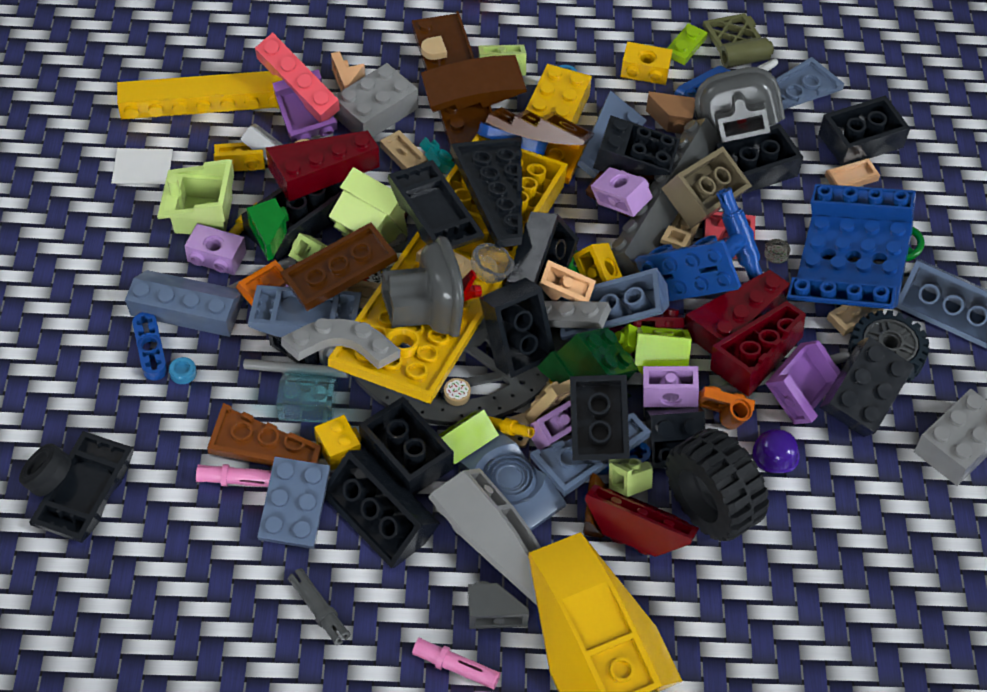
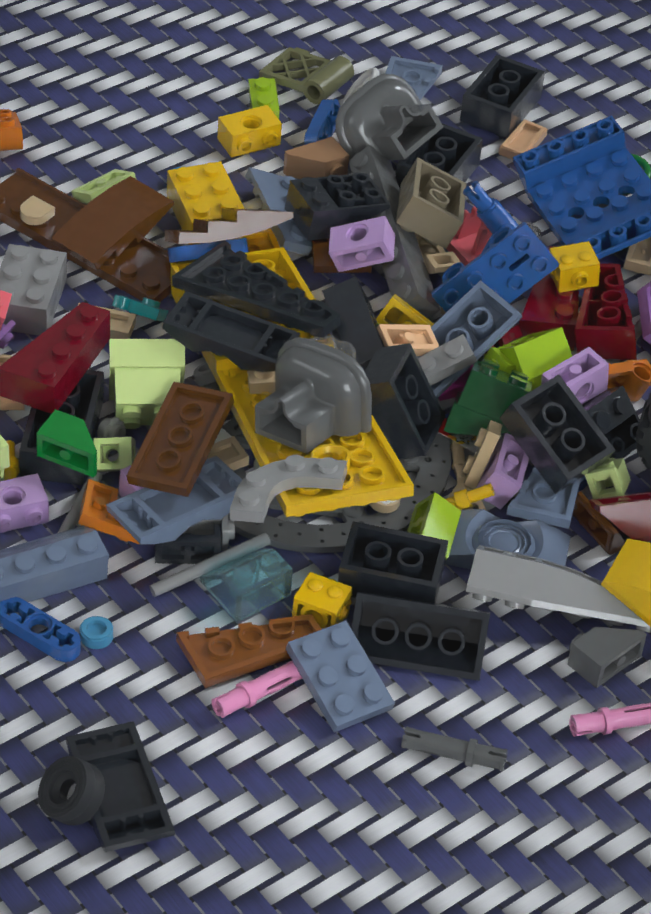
camera: 40 degrees left, 10 degrees down
(328, 230) = (111, 428): none -> light grey plate
(758, 296) = (577, 267): none -> yellow head

